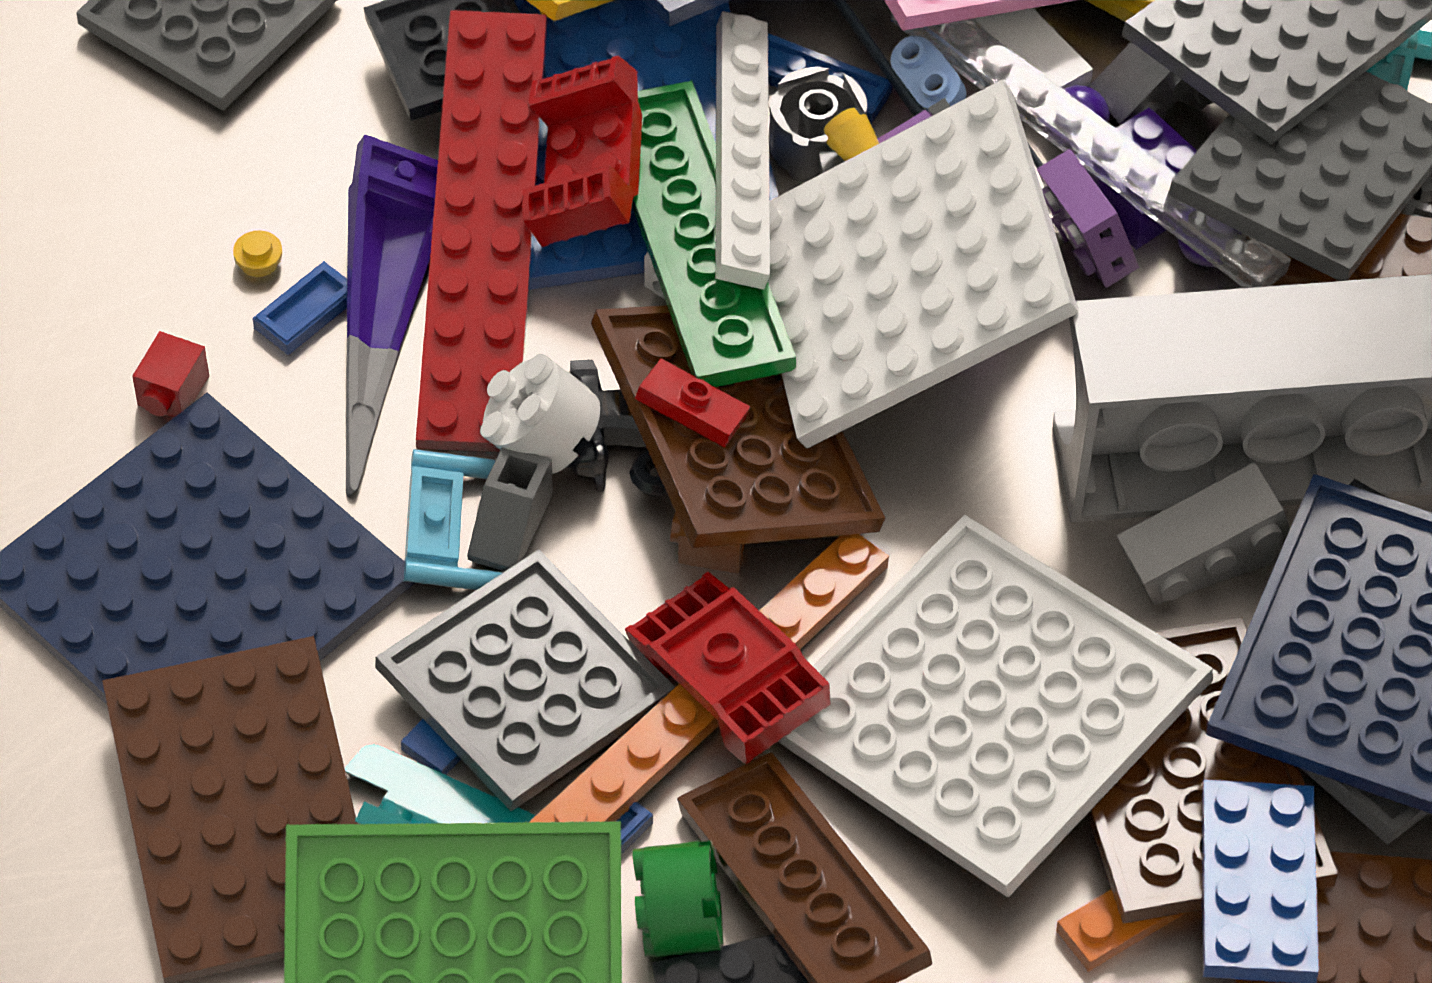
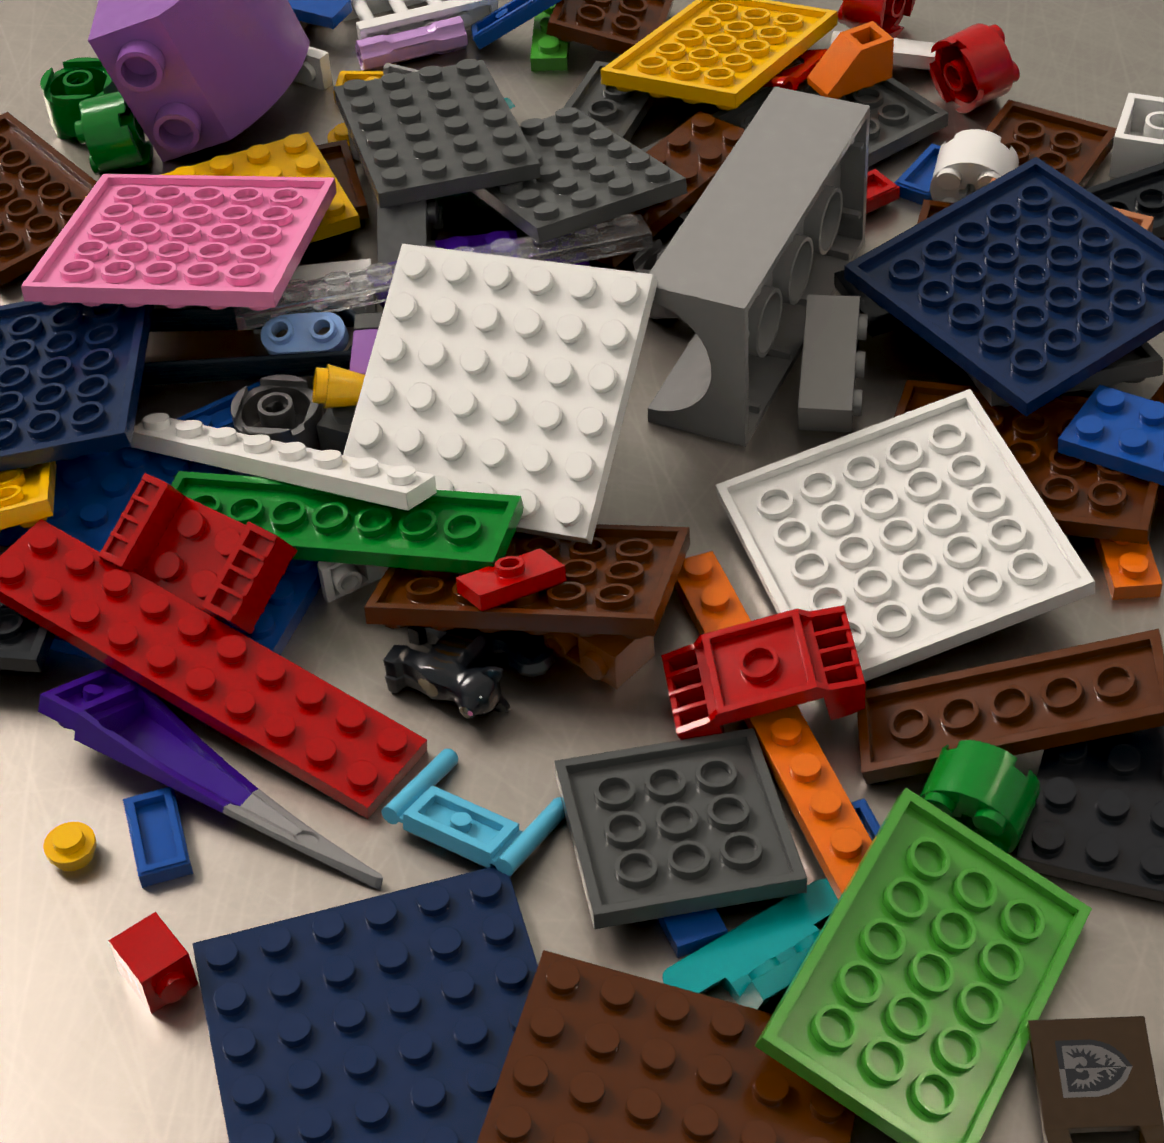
camera: 55 degrees left, 10 degrees down
(510, 508) = (498, 762): dark grey slope -> none
(540, 411) = (431, 693): white brick -> none

